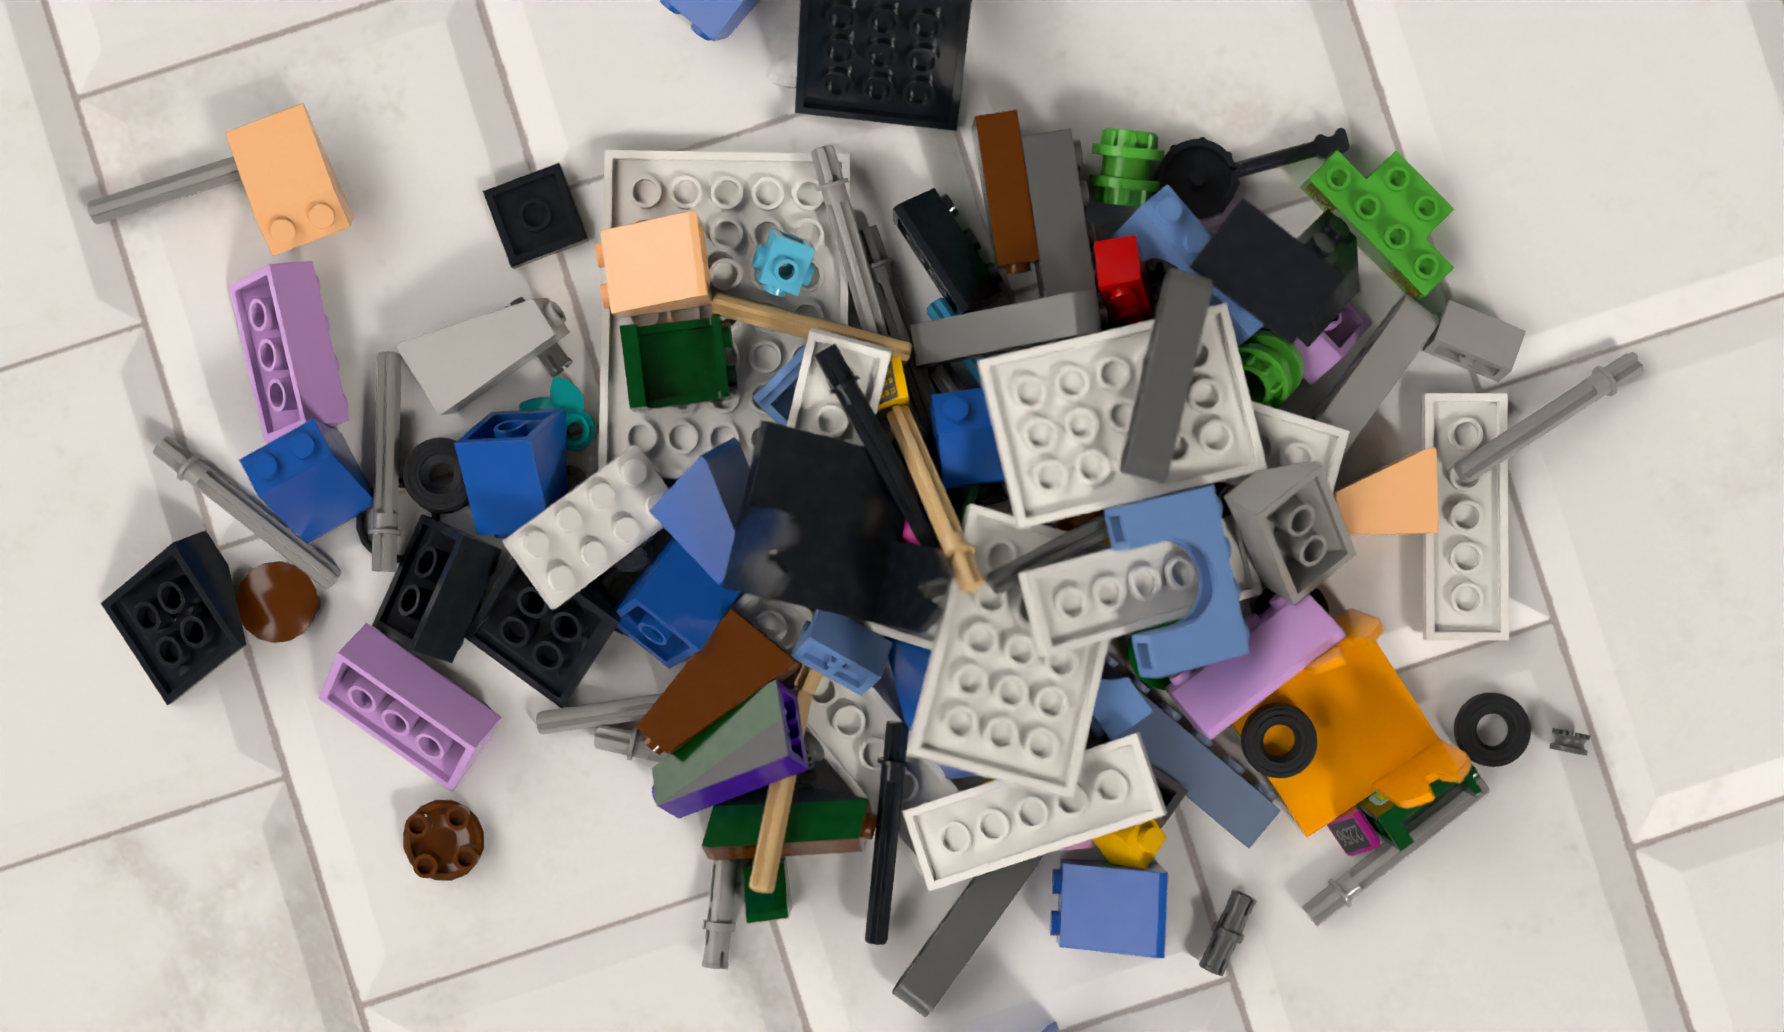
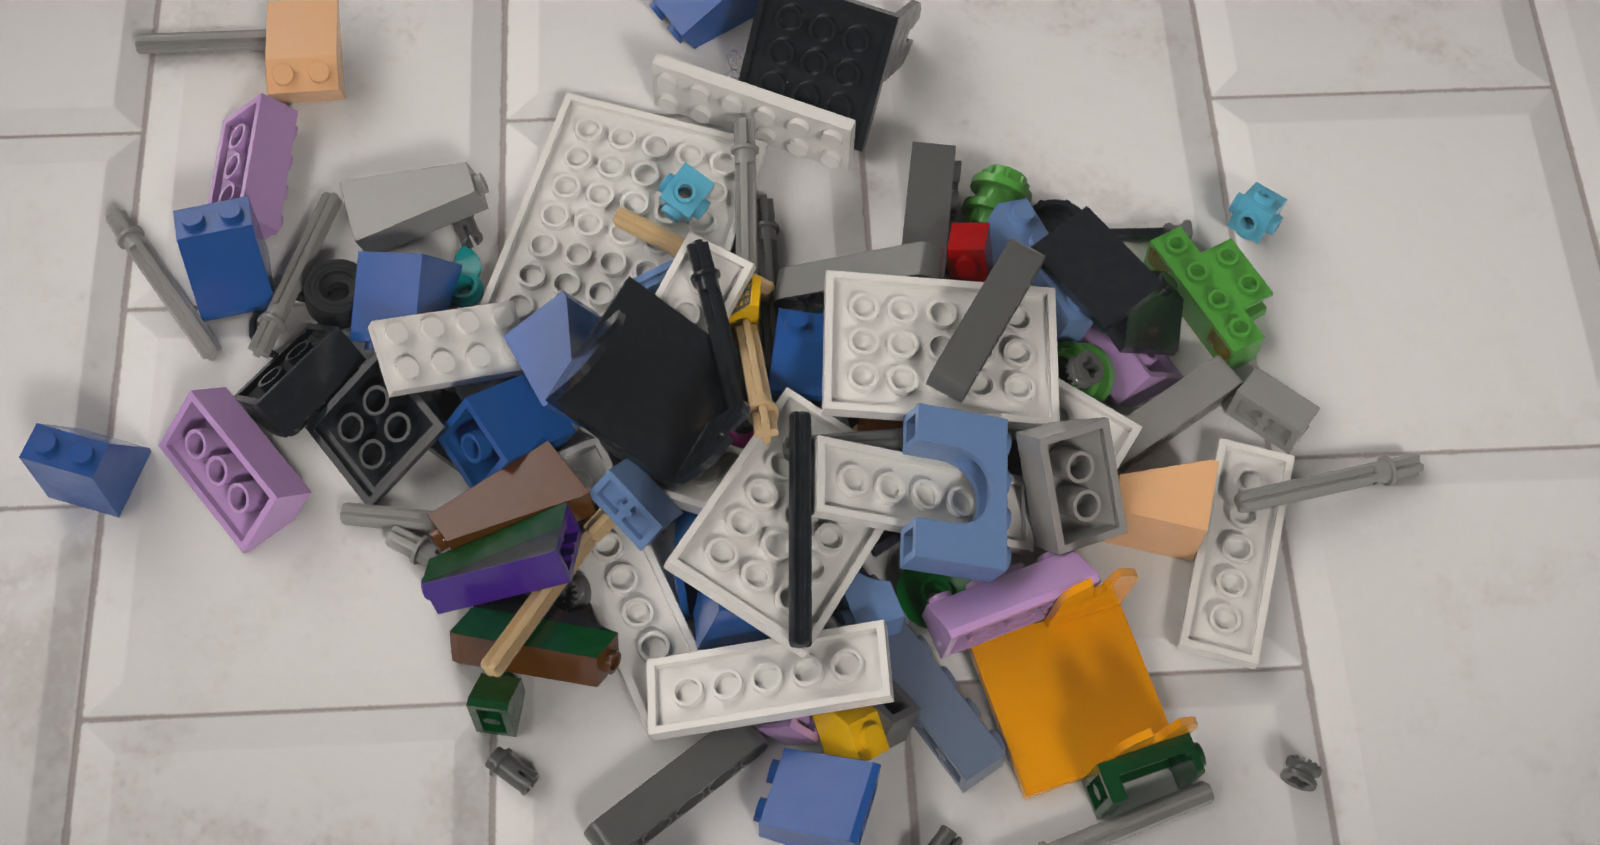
camera: 10 degrees right, 25 degrees down
(179, 615) = (68, 340): black slope -> none
(258, 749) = (84, 466): none -> blue slope
(277, 602) = (157, 359): reddish brown dish -> none
(443, 840) = (217, 588): reddish brown dish -> none
(536, 216) = (493, 131): black tile -> none
(655, 266) = (579, 171): light nougat slope -> none
(678, 363) = (569, 252): dark green panel -> none
(720, 914) = (443, 725): light grey pin -> none
(799, 946) = (511, 770): none -> dark grey pin
(812, 125) = (777, 118): none -> white plate
(887, 829) = (625, 680): black axle -> none
(947, 251) = (820, 215): black slope -> none
(1005, 191) = (889, 184): reddish brown slope -> none
(1033, 675) = (800, 530): none -> black axle
(1267, 391) = (1080, 375): none -> dark grey bush
(1290, 763) = (1011, 714): black tyre -> none
(1354, 832) = (1073, 803): slope -> none
(1412, 107) = (1256, 213): none -> medium azure brick
(1517, 735) = (1248, 732): black tyre -> none

